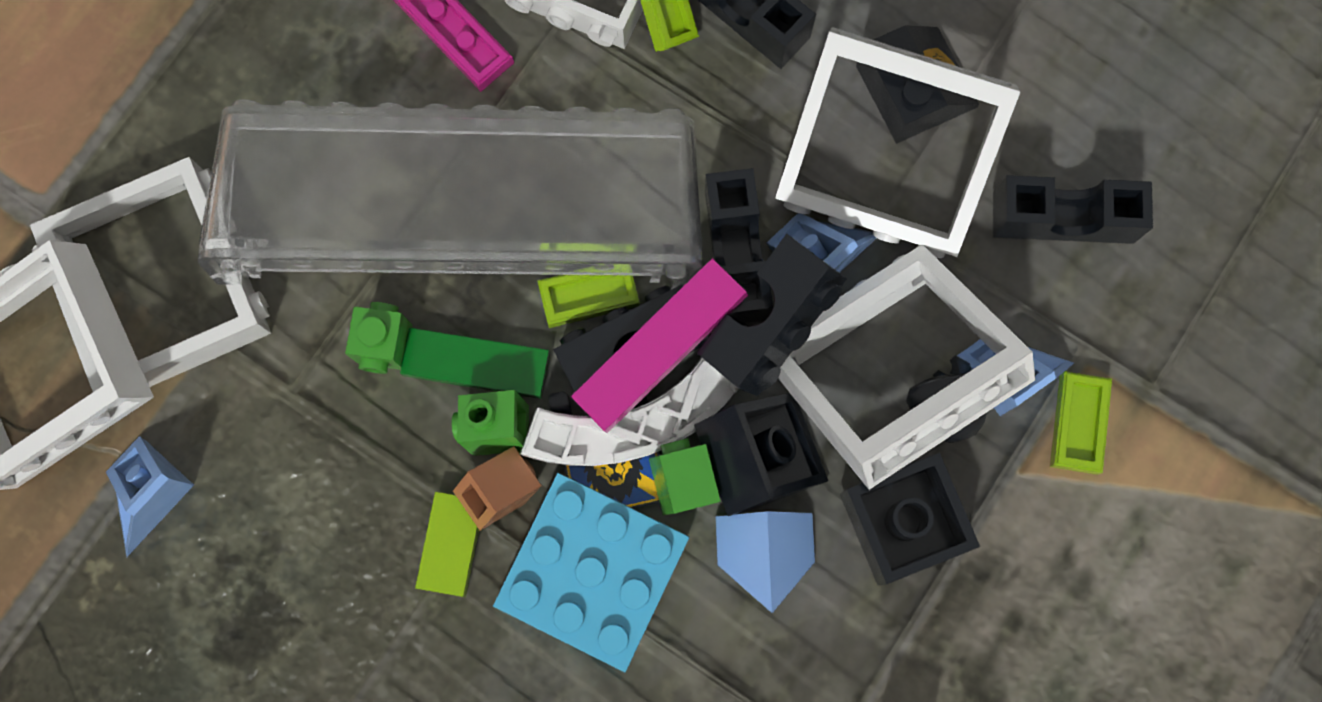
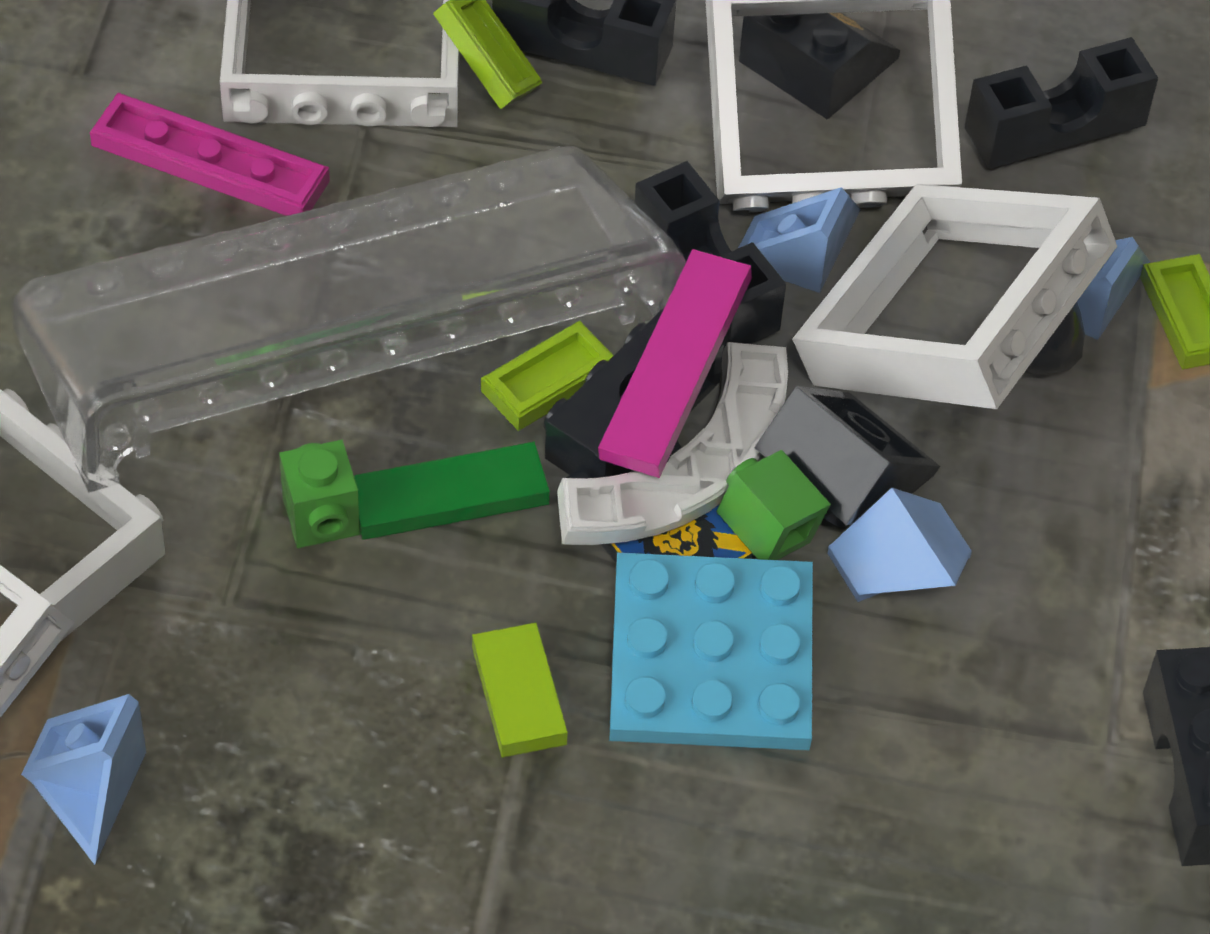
camera: 30 degrees left, 25 degrees down
(491, 422) = (509, 528): bright green brick -> none
(497, 487) = (551, 592): nougat brick -> none
(802, 291) = (788, 332): black arch -> none
(910, 520) = (1055, 452): black brick -> none

